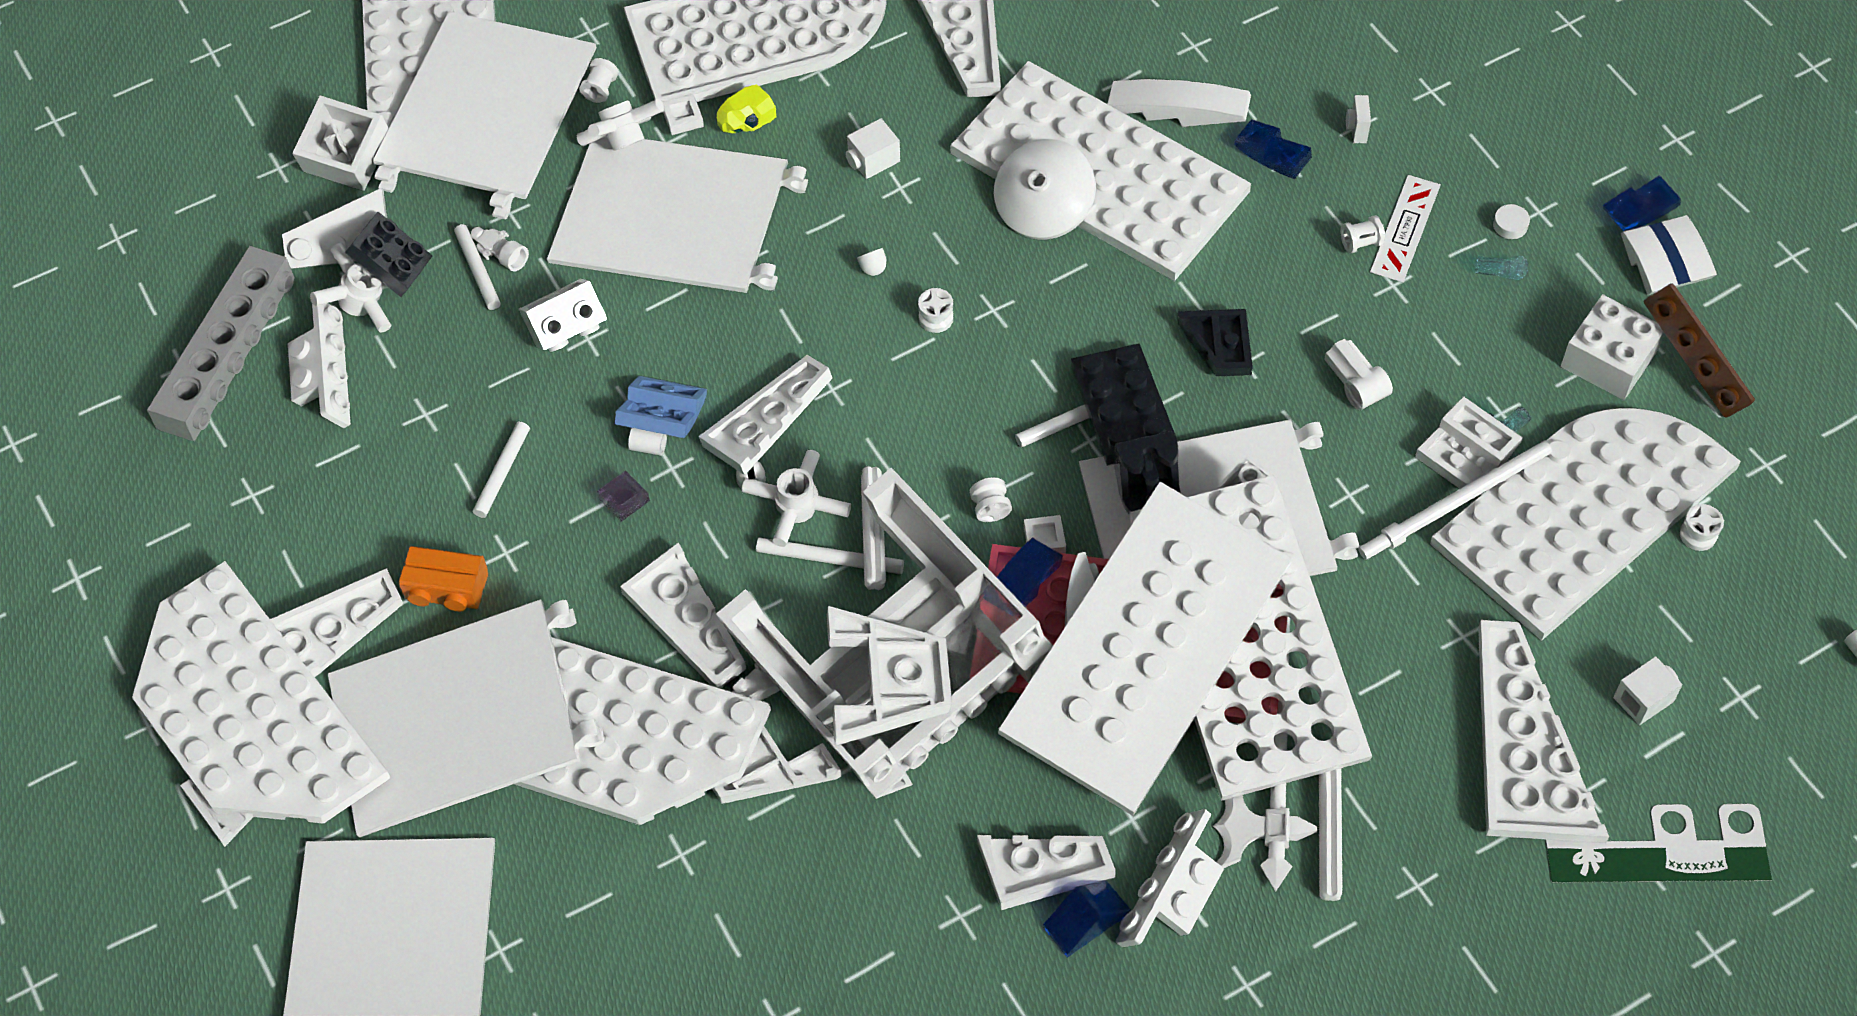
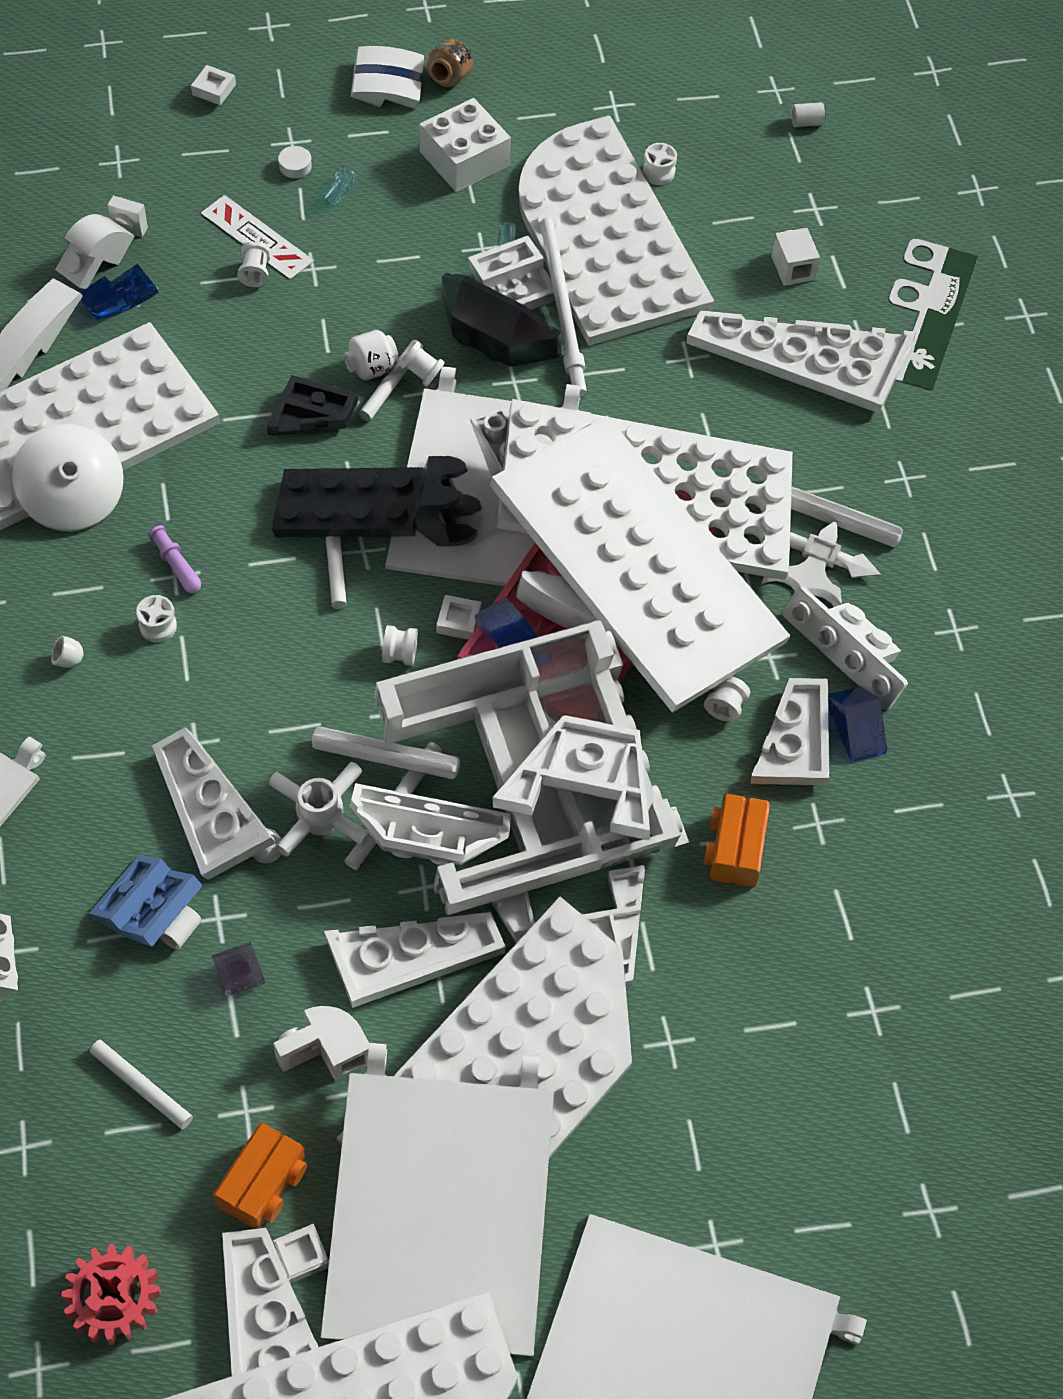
camera: 75 degrees left, 0 degrees up
(316, 514) = (99, 1307): none -> coral gear
(393, 632) = (301, 1253): none -> white tile
(581, 580) = (327, 1033): none -> white brick
(795, 571) = (428, 826): none -> white wedge
(902, 843) = (738, 840): none -> orange brick
(1010, 296) = (171, 553): none -> lavender piece
(1055, 789) = (727, 699): none -> white wheel
(1292, 392) = (385, 388): none -> white bar
(1303, 362) = (371, 355): none -> white head
(1310, 104) = (91, 242): none -> white brick
(1315, 404) = (421, 363): none -> white bush
(1361, 381) = (411, 322): white piece -> none
(1395, 448) = (497, 323): none -> black wedge
(1563, 122) = (213, 85): none -> white plate
(1640, 207) = (326, 71): clear blue slope -> none
(1699, 350) = (506, 87): reddish brown bracket -> none
(1716, 297) = (449, 63): none -> medium nougat head

